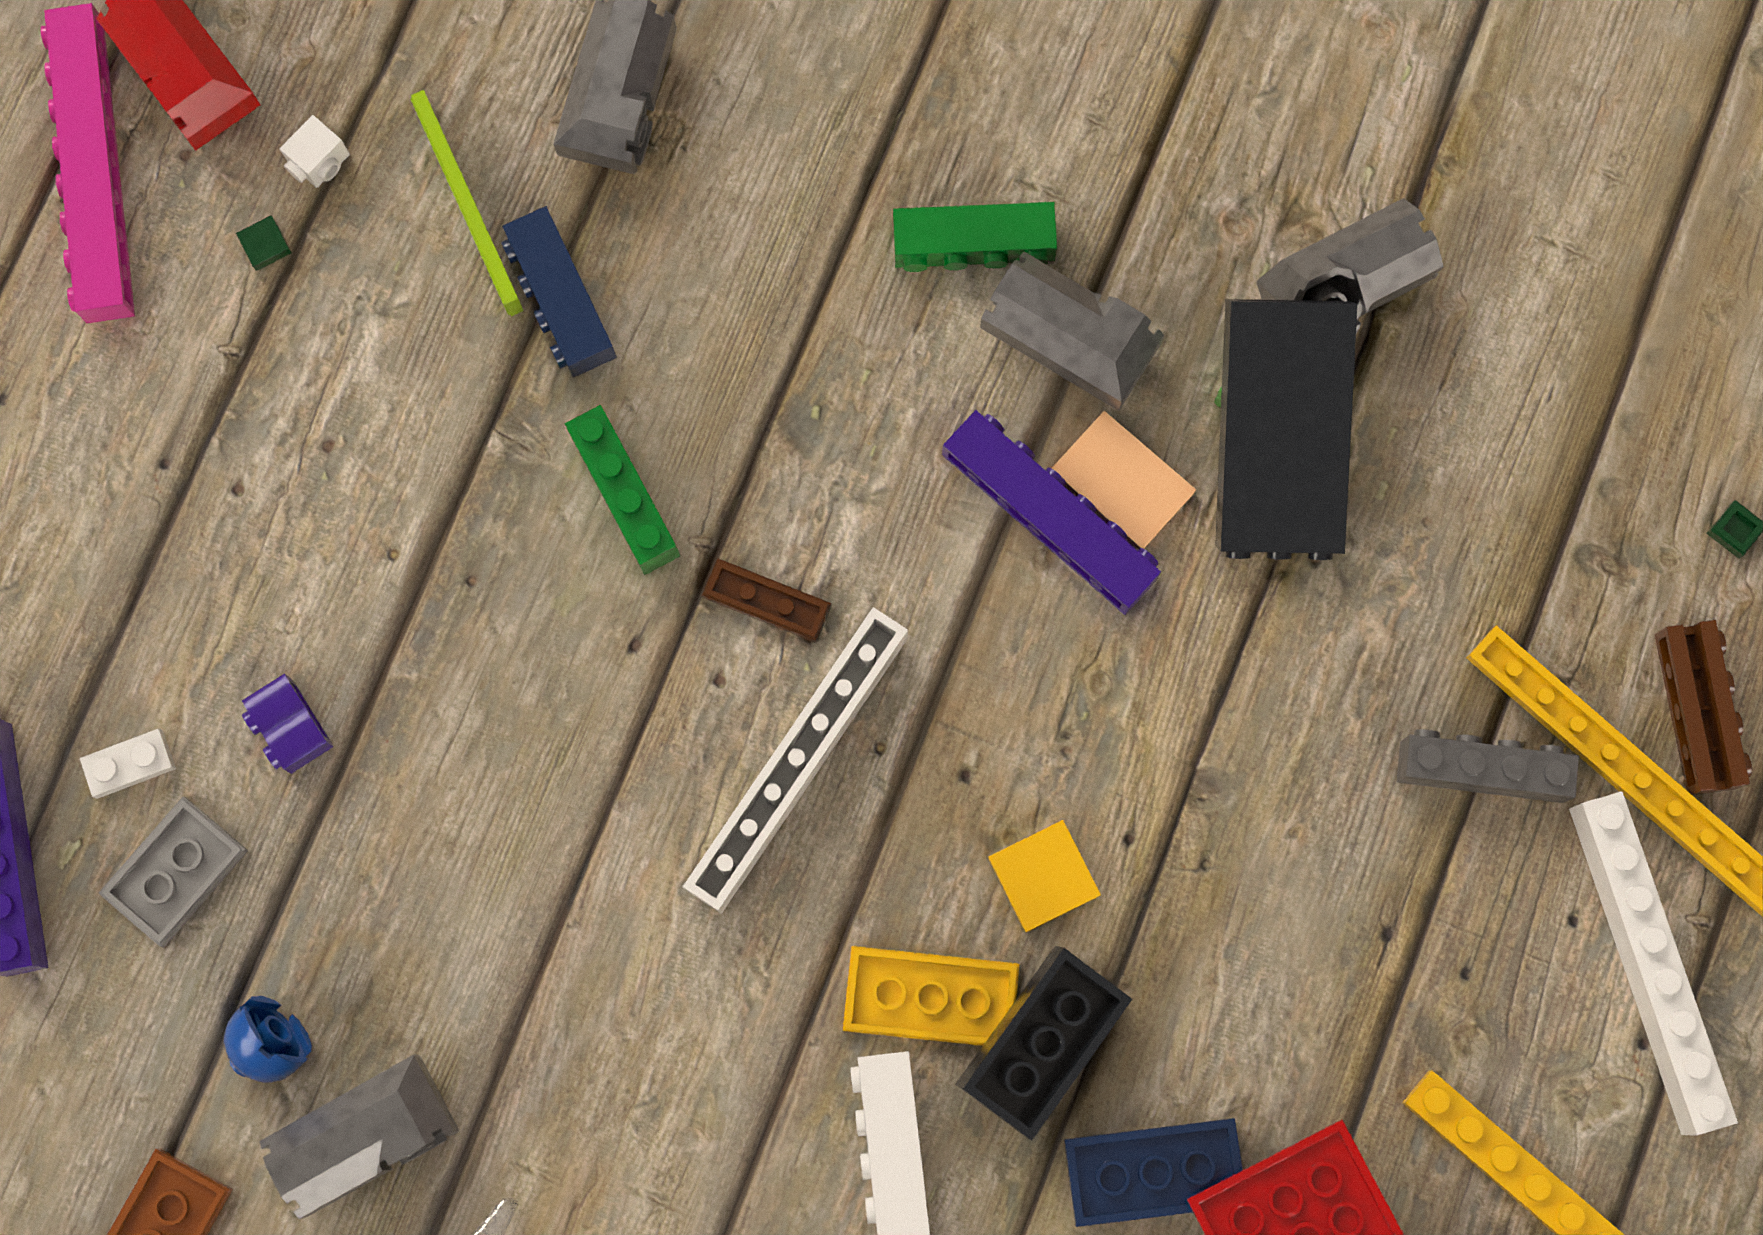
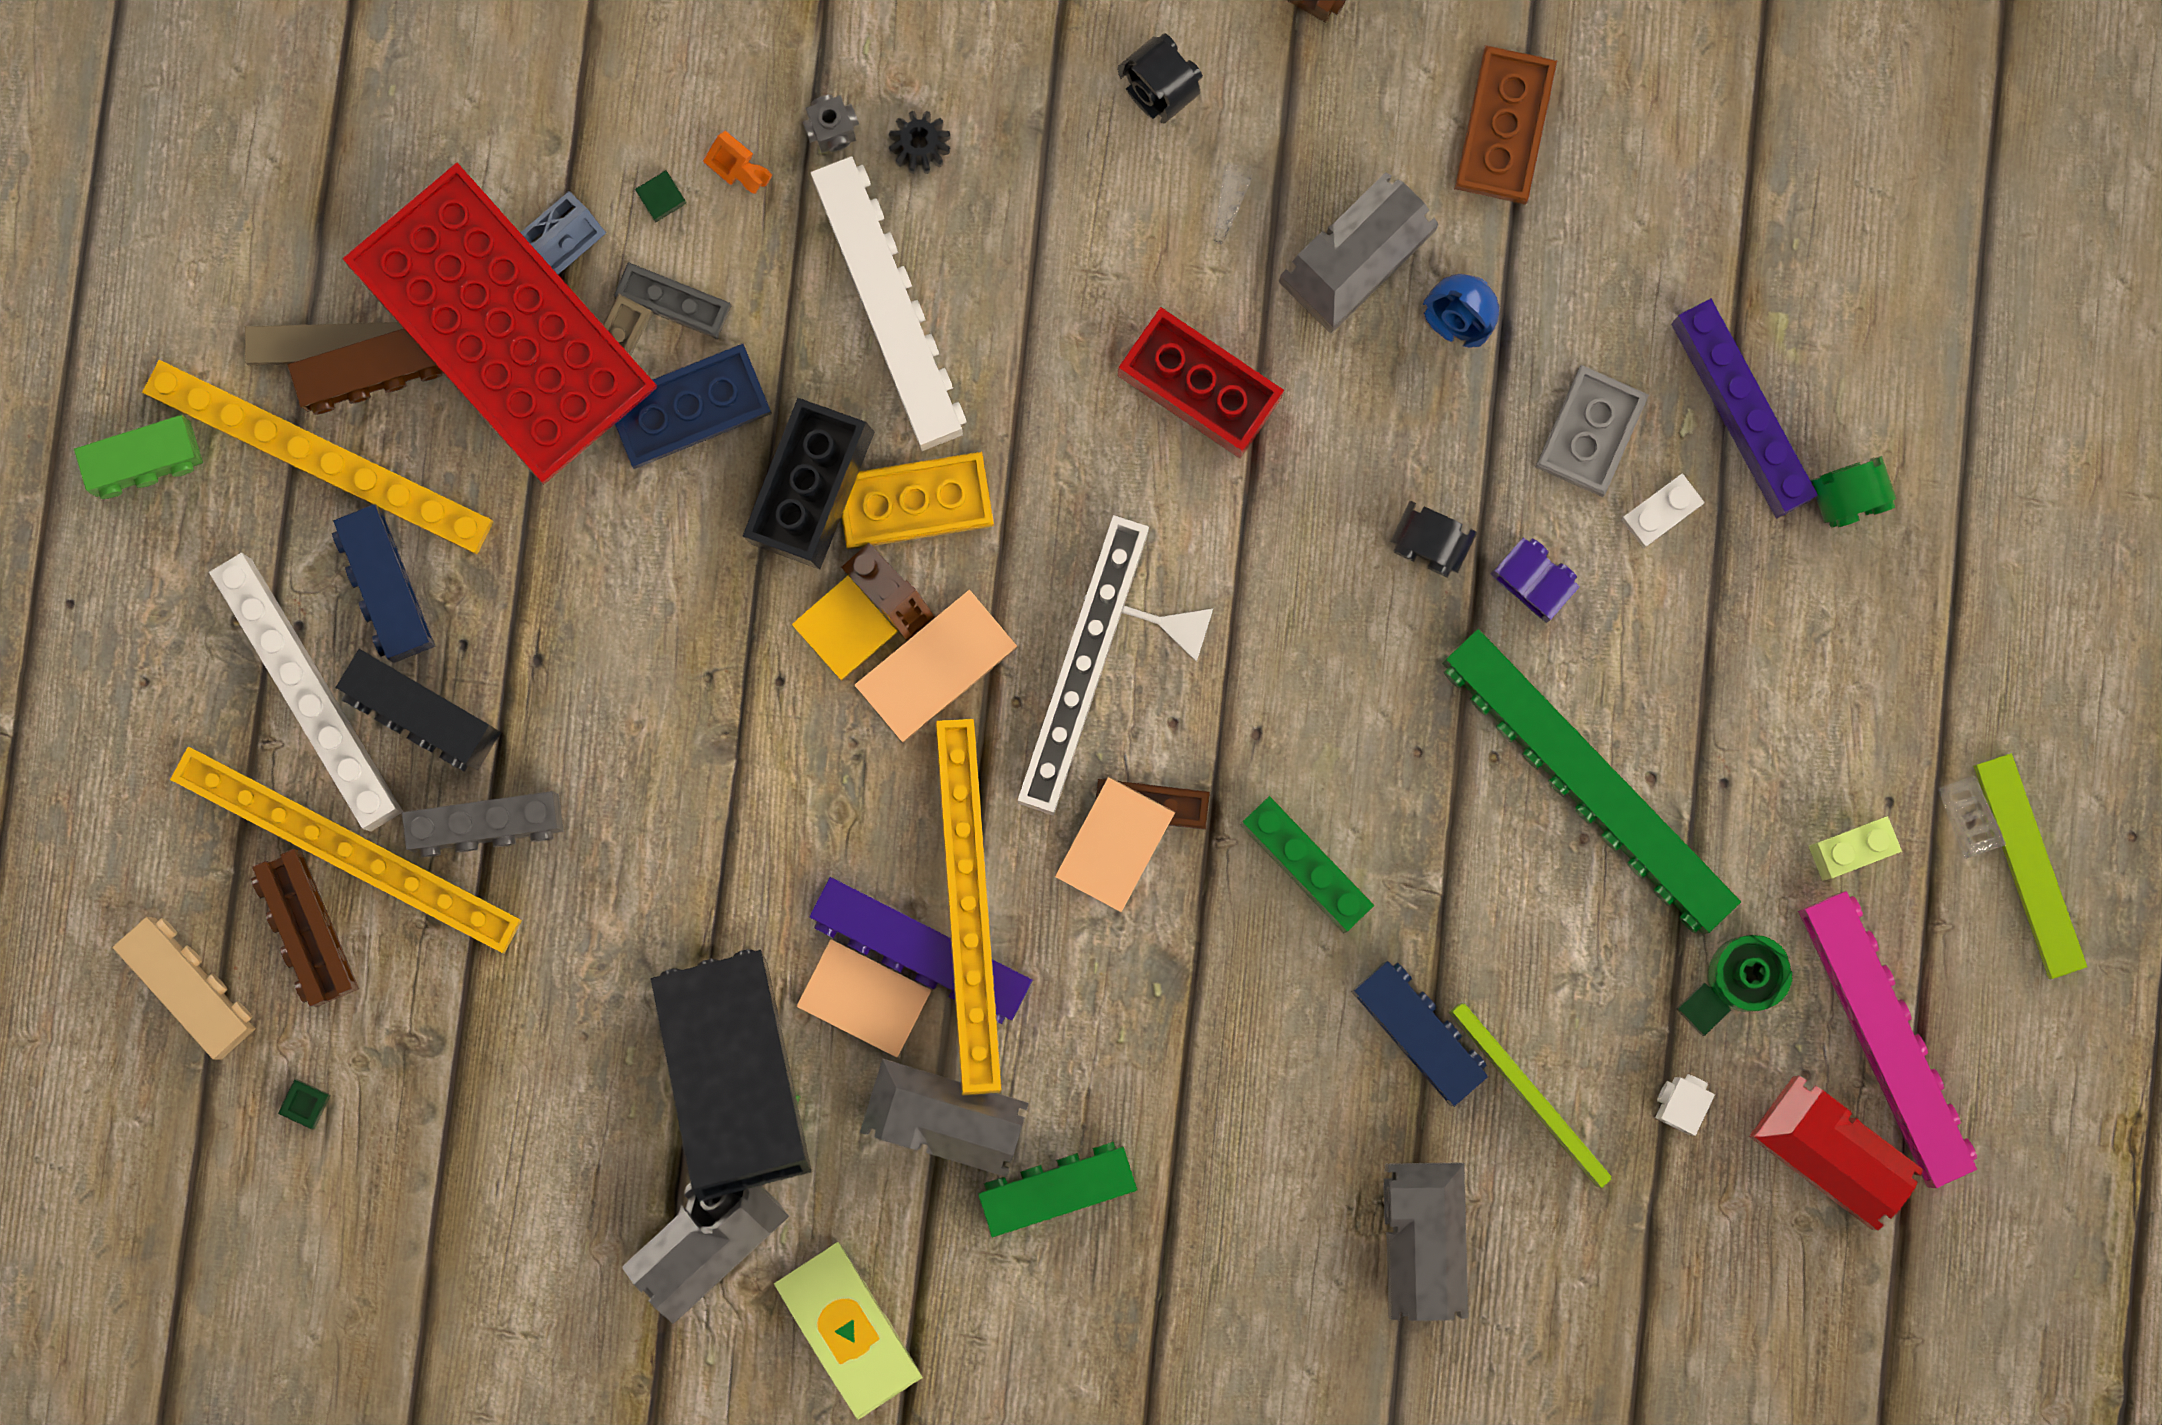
camera: 160 degrees right, 5 degrees up
(51, 355) = (1855, 848): none -> yellowish green brick
(215, 277) = (1771, 968): none -> green brick
(301, 498) = (1591, 783): none -> green brick
(381, 793) = (1433, 539): none -> black brick
(579, 1037) = (1200, 382): none -> red brick
(677, 777) = (1184, 628): none -> white piece
(817, 566) = (1114, 844): none -> light nougat tile
(955, 808) = (936, 666): none -> light nougat tile
(987, 901) = (888, 591): none -> reddish brown bracket
(989, 537) = (968, 907): none -> yellow plate
(1223, 156) = (848, 1330): none -> yellowish green slope
(1535, 905) = (411, 706): none -> black brick
(1542, 1062) = (383, 584): none -> dark blue brick

